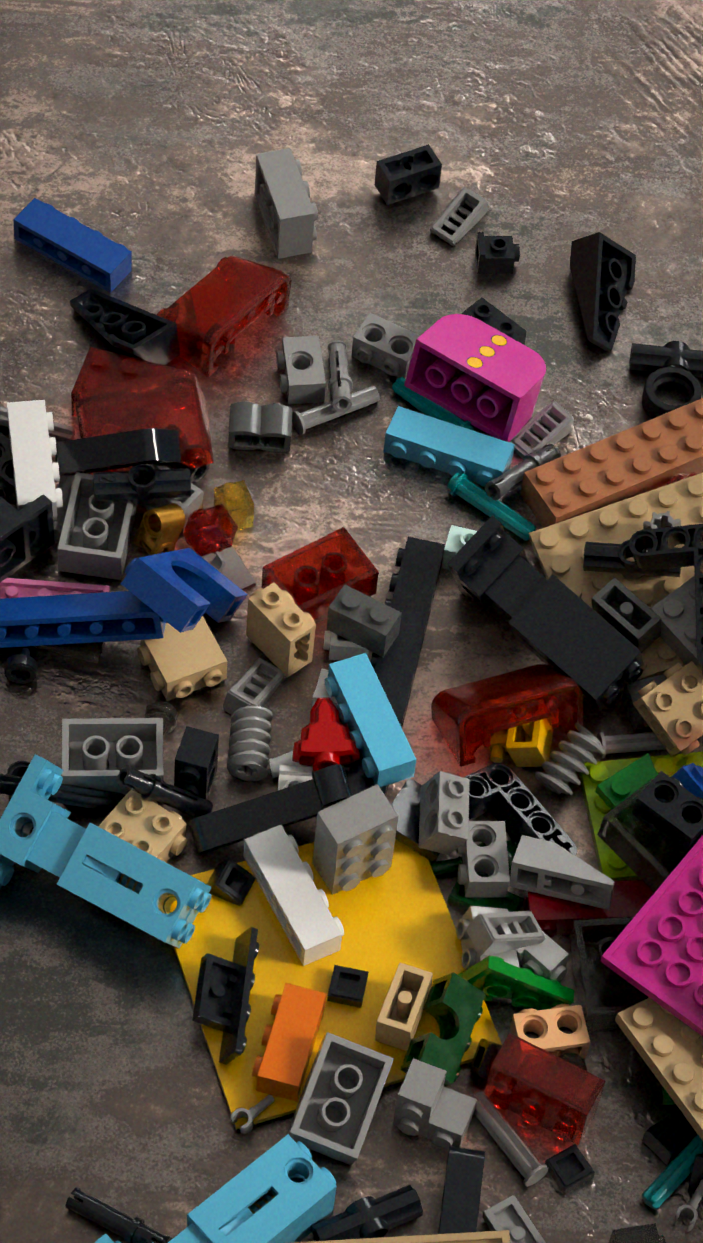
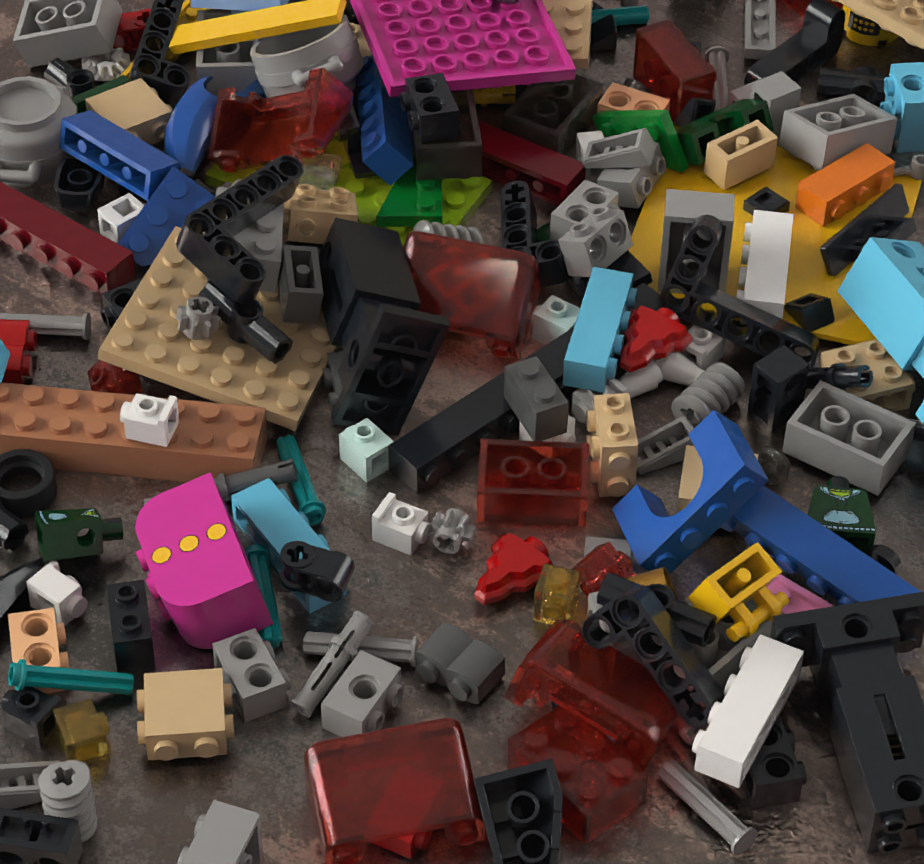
camera: 140 degrees left, 10 degrees down
(75, 685) = (844, 512): none -> dark green torso
(92, 521) = (735, 585): none -> yellow brick
(281, 519) = (511, 567): none -> red rock
(346, 514) = (452, 530): none -> light grey gear
(387, 507) = (399, 525): none -> white brick
(395, 404) = (318, 573): none -> black piece
(400, 292) = (185, 714): none -> tan brick
(412, 201) = (69, 794): none -> light grey piece
(427, 747) = (553, 319): none -> light aqua brick
(453, 256) = (82, 731): none -> clear yellow brick
(490, 273) = (69, 679): none -> teal axle
(533, 289) = (38, 640): none -> light nougat brick
(555, 872) = (549, 170): light grey slope -> none
(560, 330) = (55, 590): none -> white brick
(591, 362) = (59, 530): none -> dark green torso
(613, 439) = (150, 419): none -> white brick

